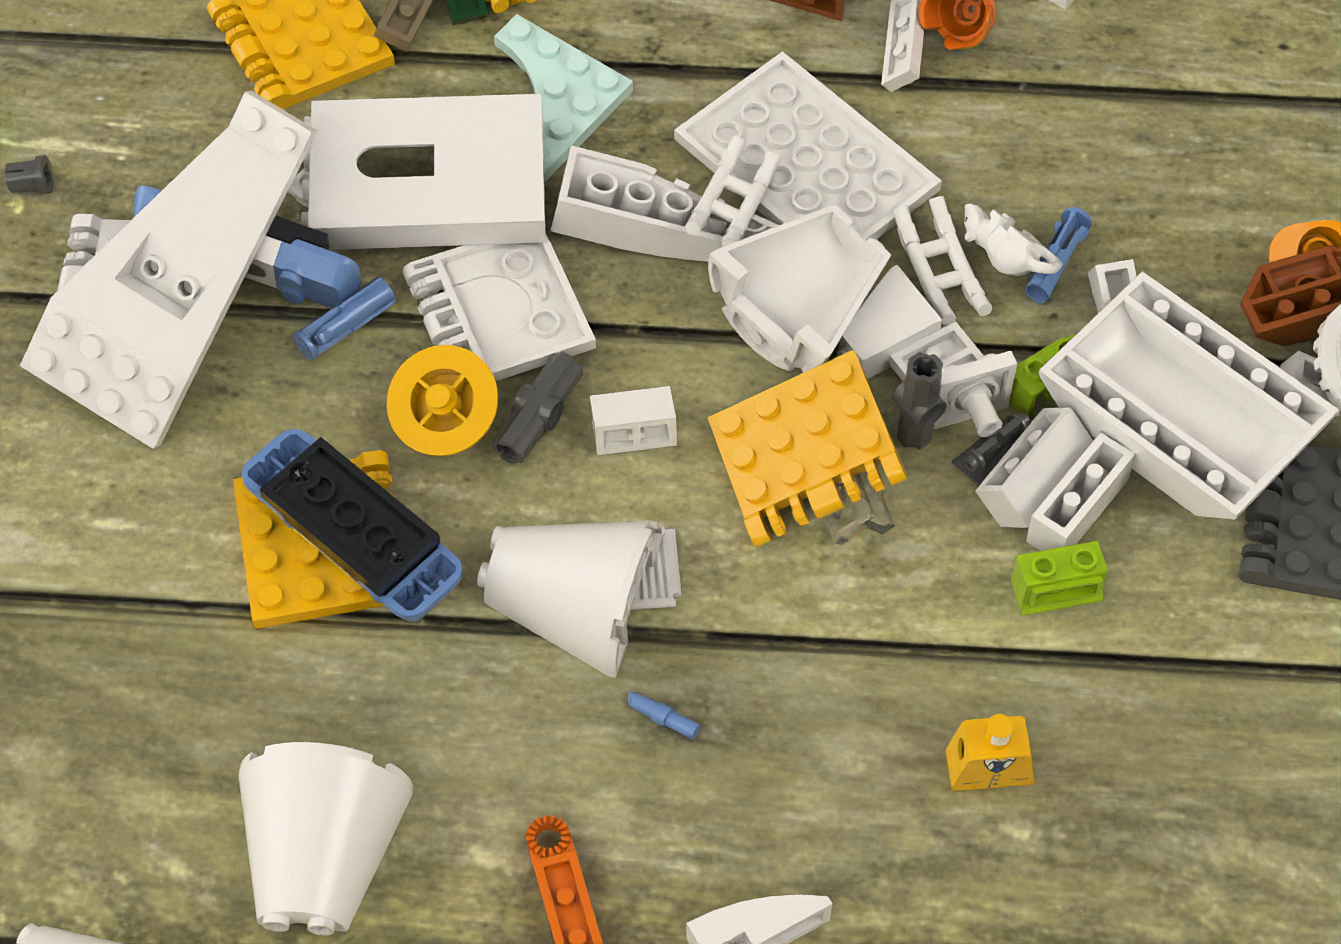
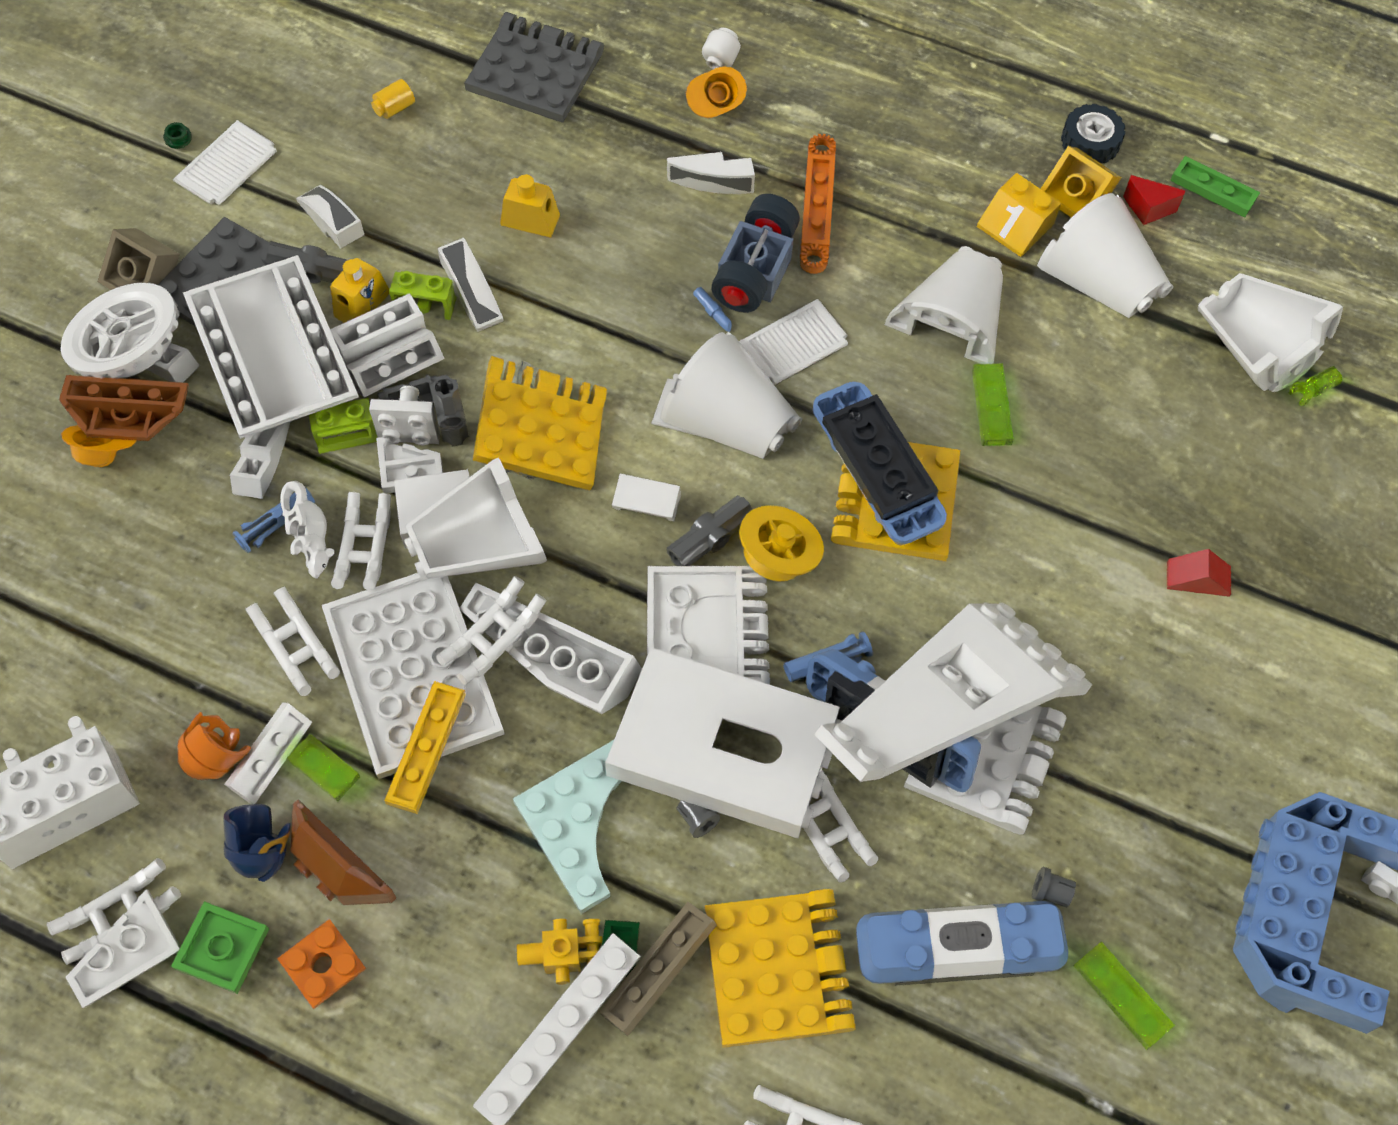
camera: 160 degrees left, 5 degrees up
(116, 100) = (961, 943): none -> medium blue piece
(223, 708) = (992, 404): none -> clear neon green plate
(530, 710) = (795, 341): none -> white window
(628, 776) = (757, 254): none -> brick
(745, 83) = (425, 747): none -> yellow tile
(841, 47) = (323, 767): none -> clear neon green plate
(939, 130) = (297, 624): none -> white piece
(1009, 617) = (470, 284): none -> slope
(1142, 534) = (357, 290): none -> yellow torso
(1229, 555) = (314, 260): none -> dark grey piece
(1263, 653) = (331, 215): none -> slope
(1304, 878) = (392, 99): none -> yellow brick

